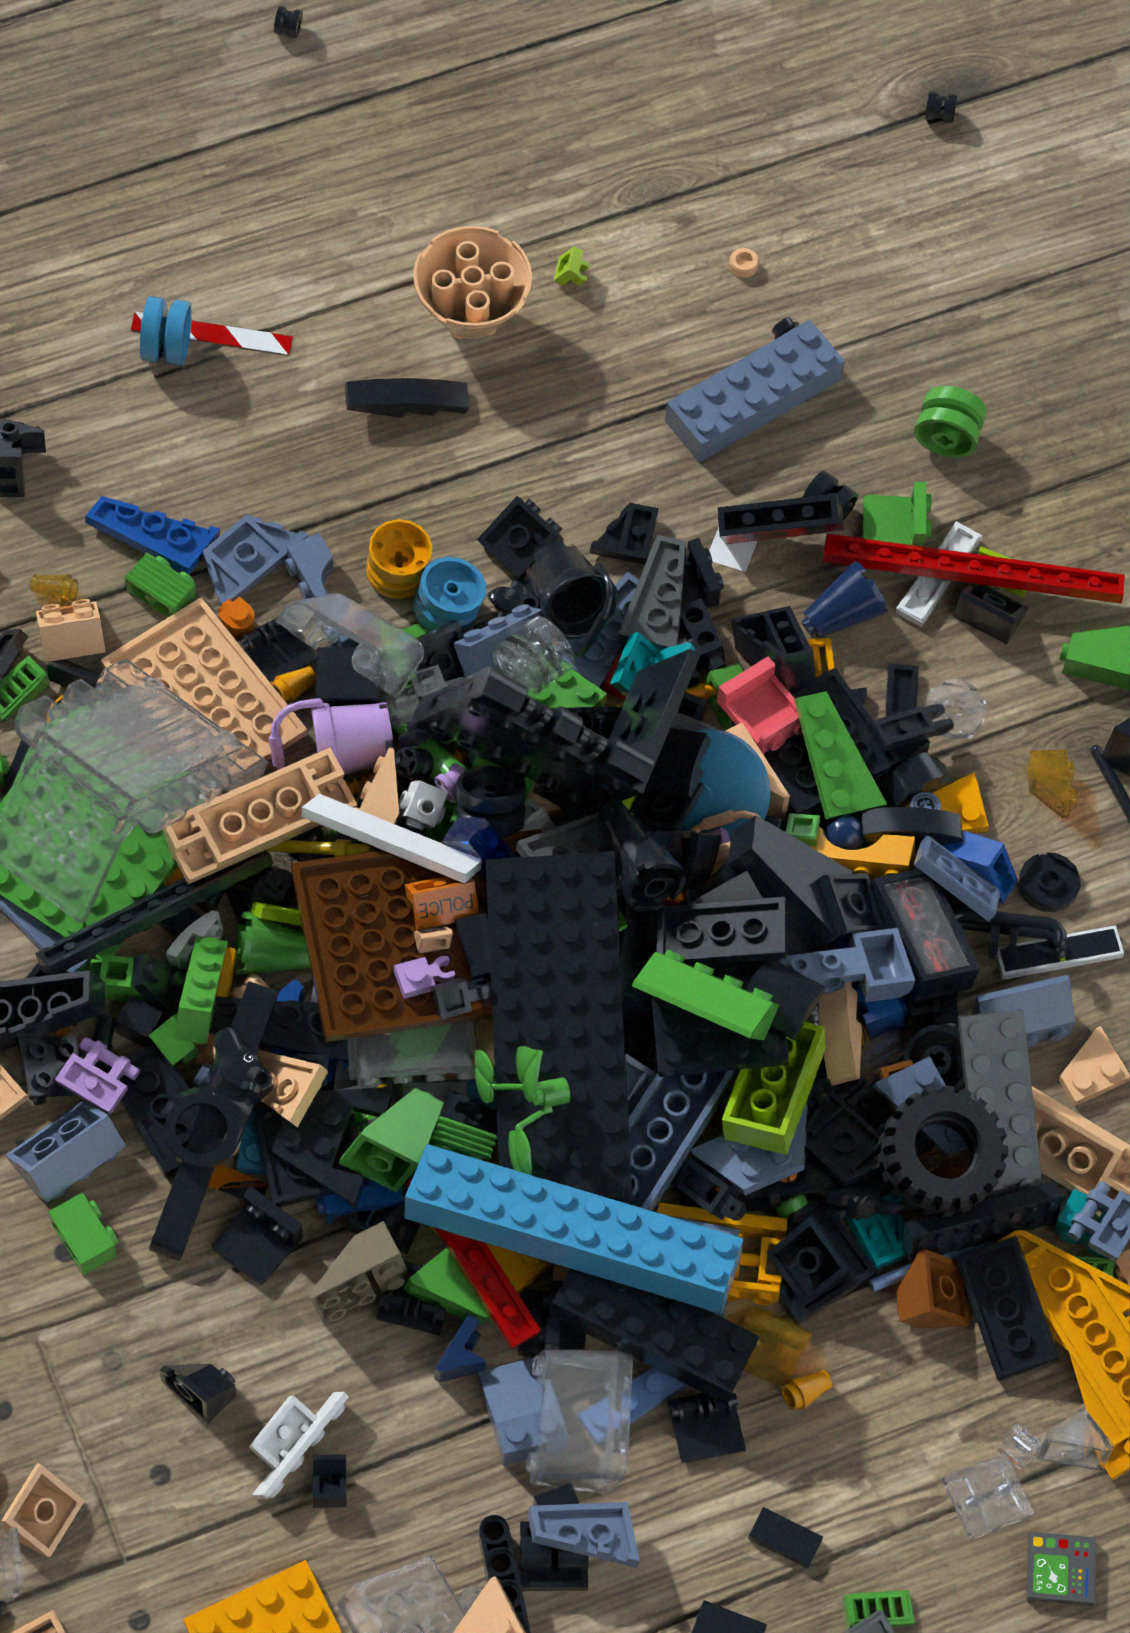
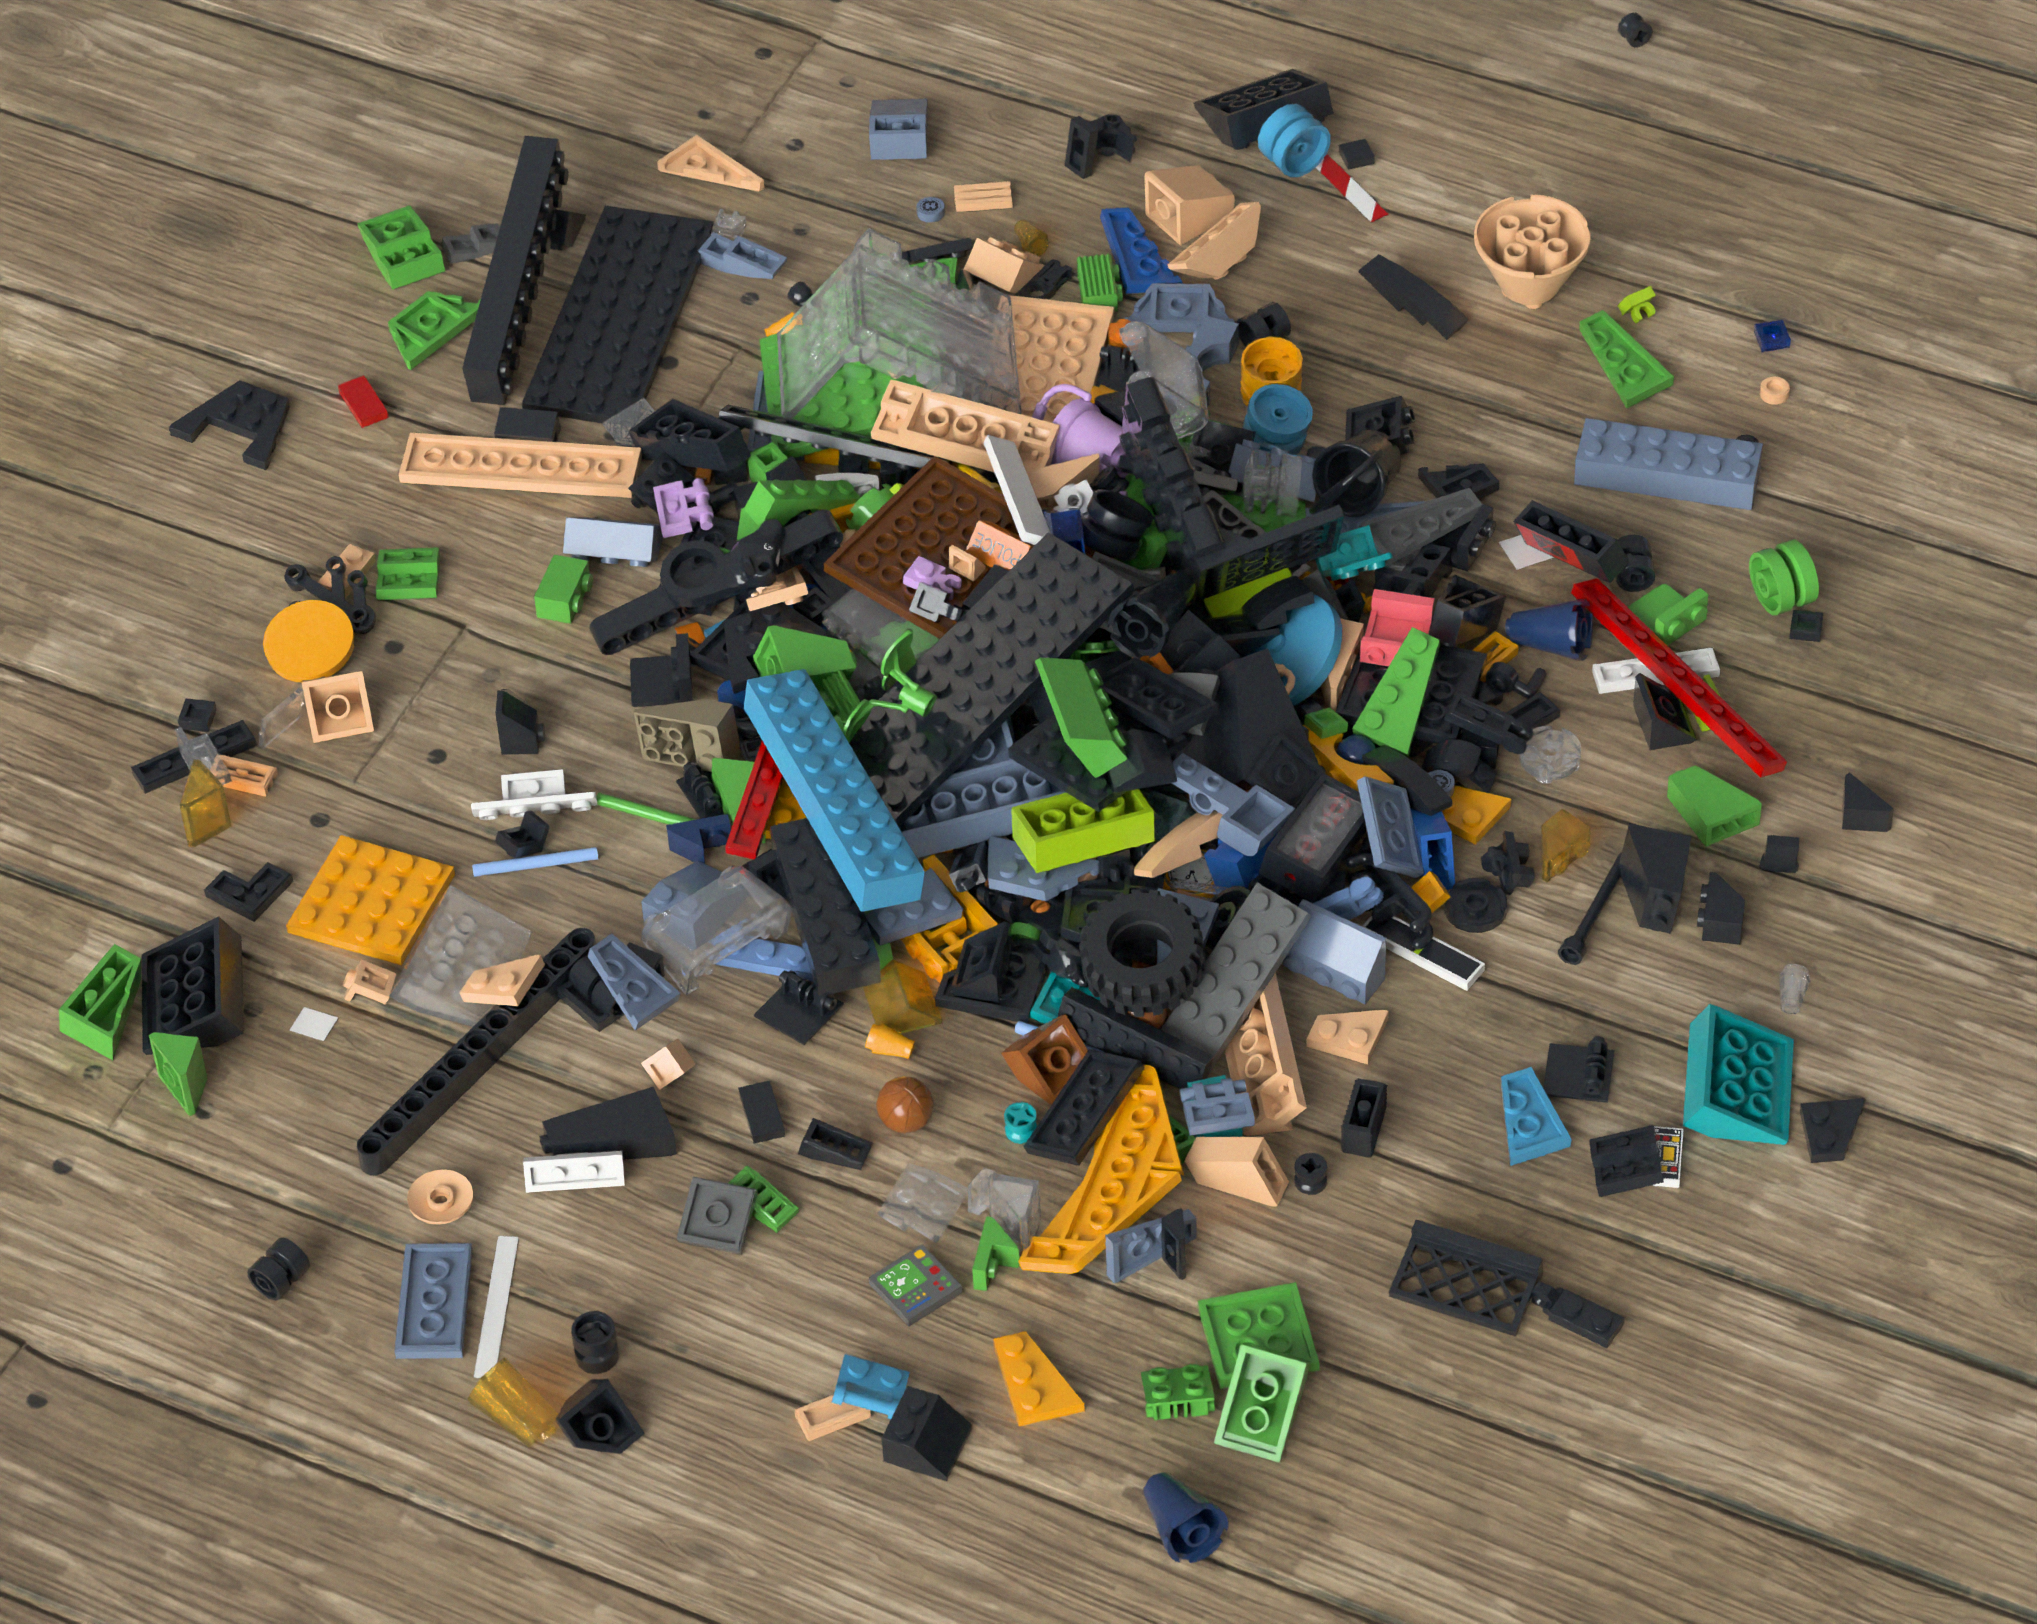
camera: 55 degrees right, 15 degrees down
(93, 315) = (1242, 111): none -> black slope
(113, 616) = (1047, 280): none -> black piece
(143, 453) = (1185, 201): none -> light nougat slope
(209, 301) = (1356, 154): none -> black tile
(211, 472) = (1221, 245): none -> light nougat wedge
(334, 518) = (1266, 322): none -> black wheel
(357, 1493) = (535, 861): none -> light blue bar
(394, 1363) = (640, 809): none -> bright green bar
(617, 325) = (1625, 362): none -> bright green wing
(676, 1567) = (668, 1064): none -> light nougat panel
(693, 217) = (1772, 335): none -> clear blue plate
(852, 1524) = (821, 1151): none -> black slope
(857, 673) = (1506, 679): none -> black plate
(888, 1431) = (904, 1104): none -> dark orange piece
(974, 1356) = (1014, 1117): none -> teal wheel
(992, 446) = (1806, 625): none -> black tile
(997, 953) = (1353, 900): none -> medium blue hinge
(1016, 900) = (1431, 891): none -> light orange plate
(1036, 827) = (1505, 863): none -> black hips
(1080, 1485) = (993, 1250): none -> bright green slope

